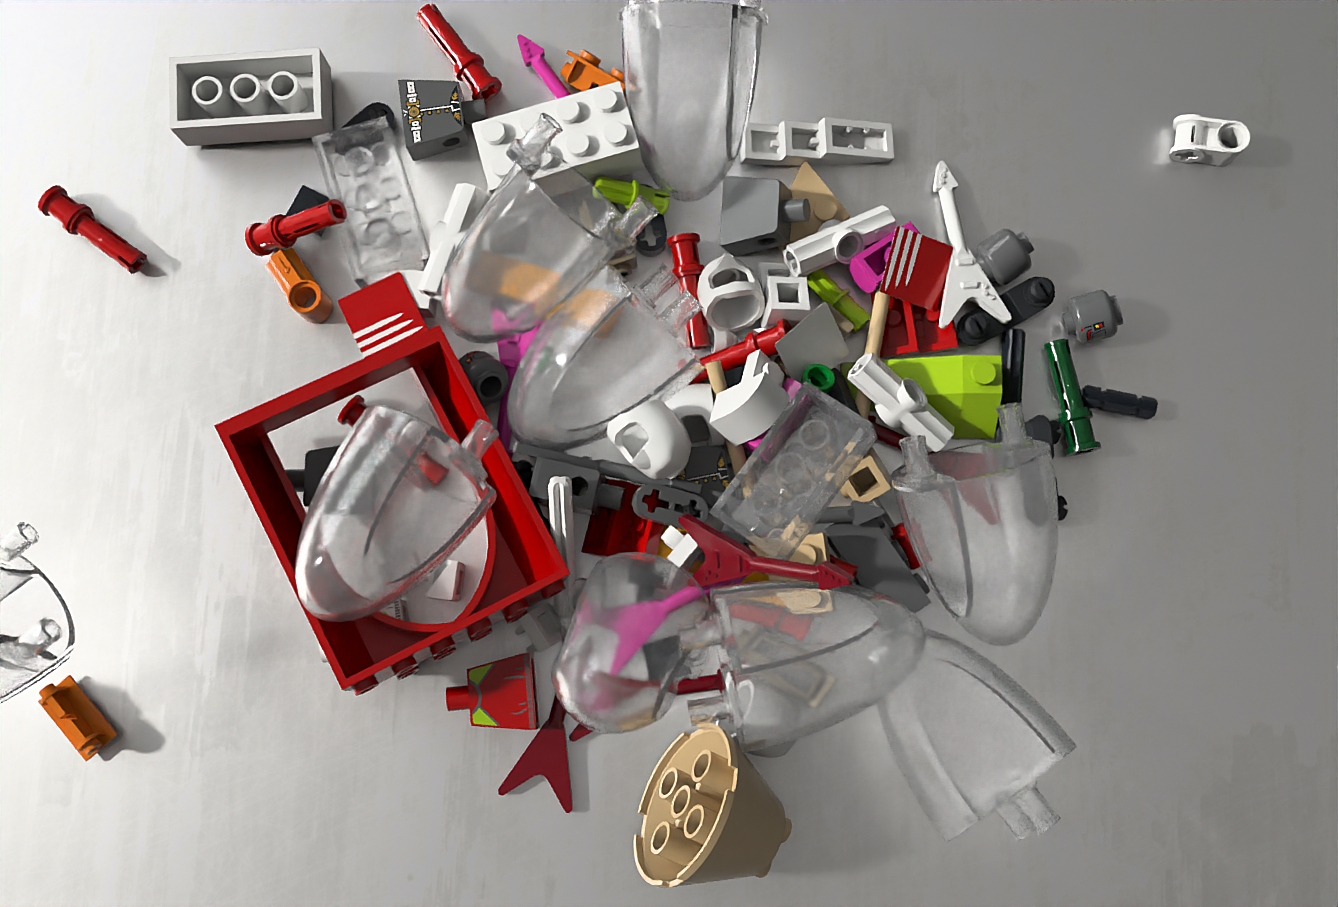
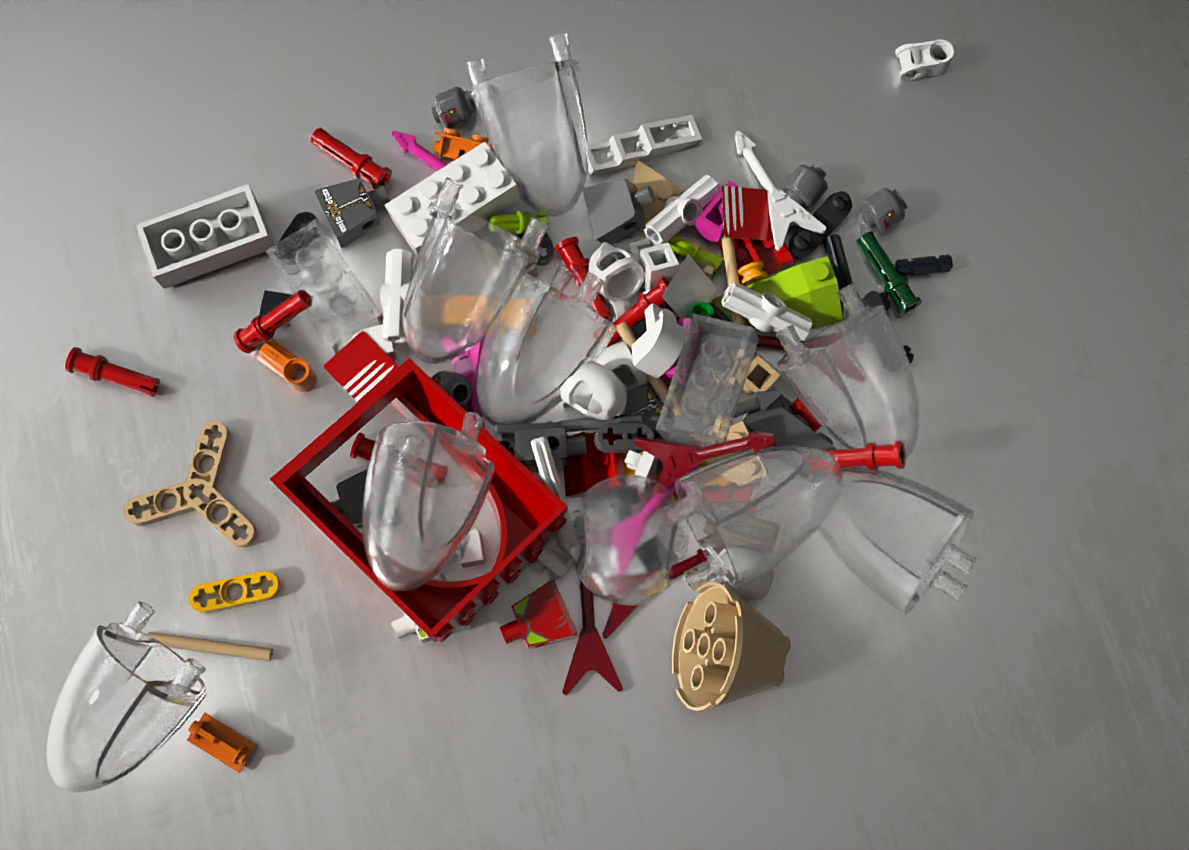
camera: 20 degrees left, 5 degrees down
(104, 598) = (213, 646): none -> tan bar
(131, 404) = (185, 494): none -> tan piece
(141, 529) = (214, 605): none -> yellow beam
(599, 28) = (453, 108): none -> dark grey head
(900, 347) = (752, 272): none -> light orange bush
(969, 631) = (872, 456): none -> red pin

